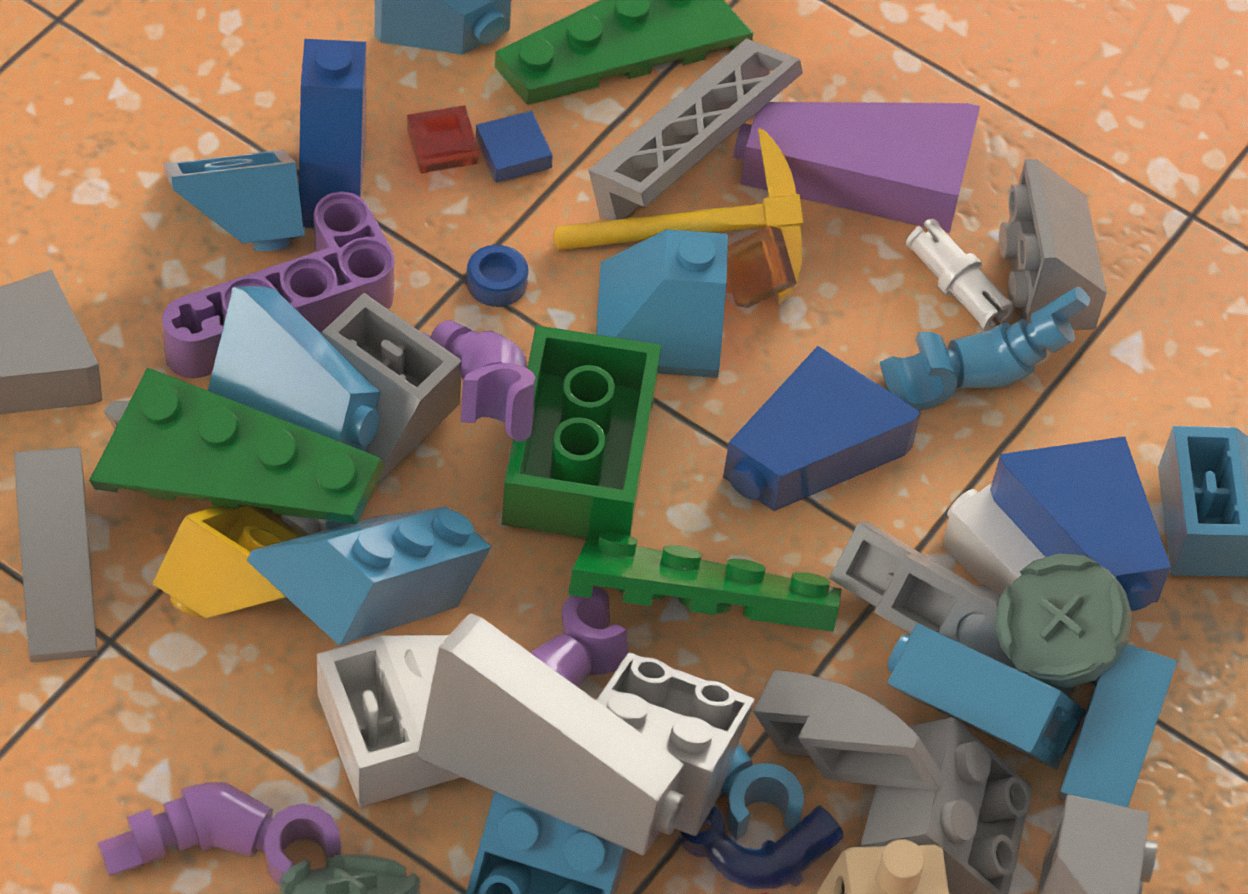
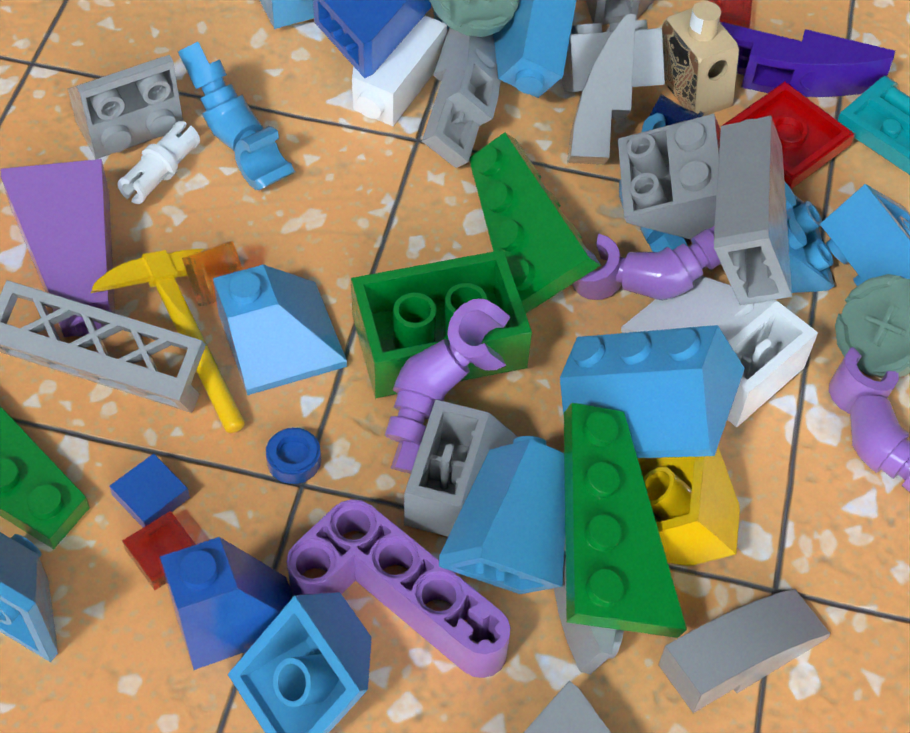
camera: 110 degrees left, 0 degrees up
(818, 433) = (353, 201): blue slope -> none

